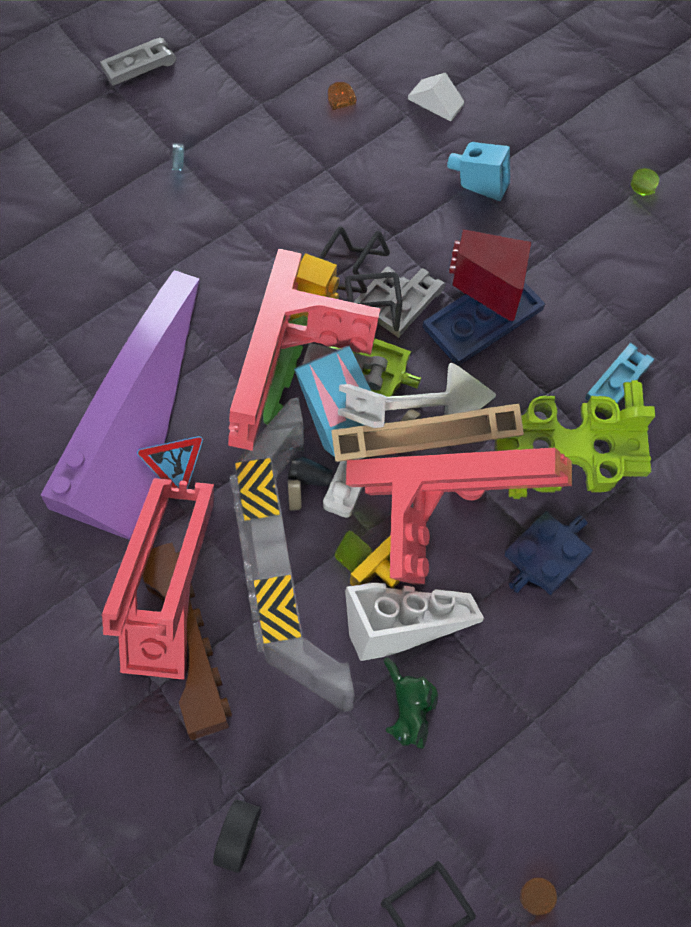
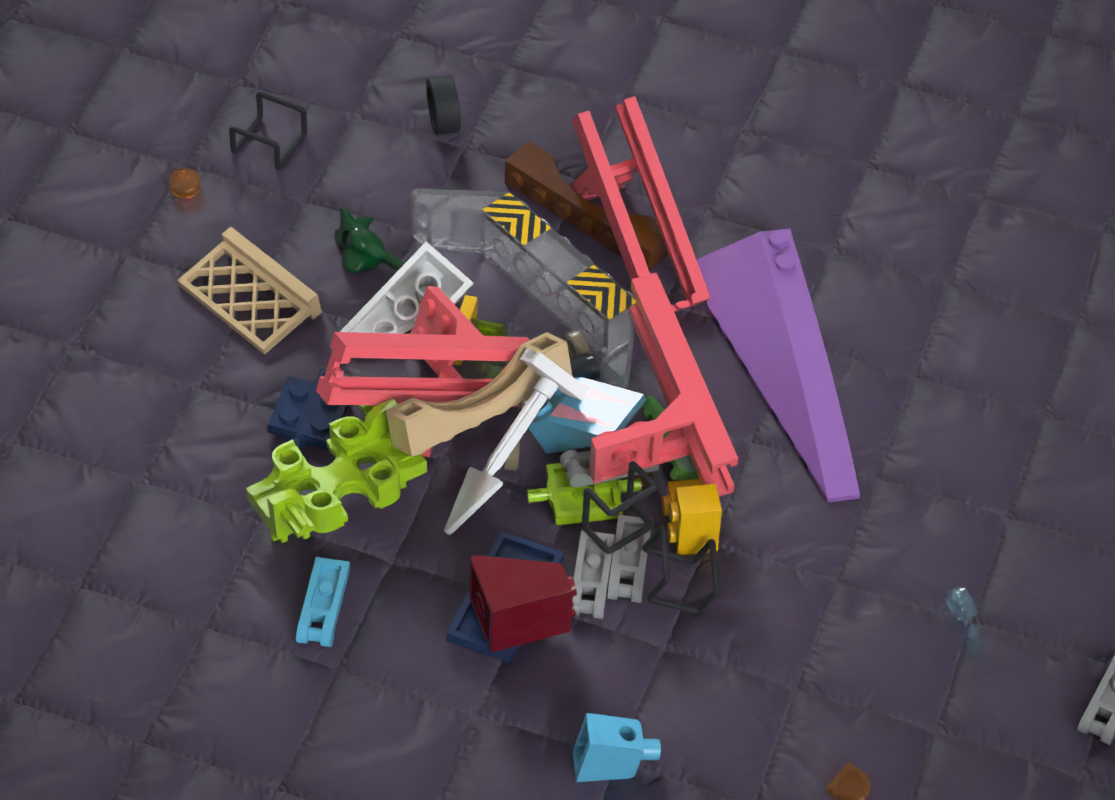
camera: 150 degrees right, 15 degrees down
(173, 459) = (705, 320): piece -> none
(516, 725) = (271, 276): none -> tan fence

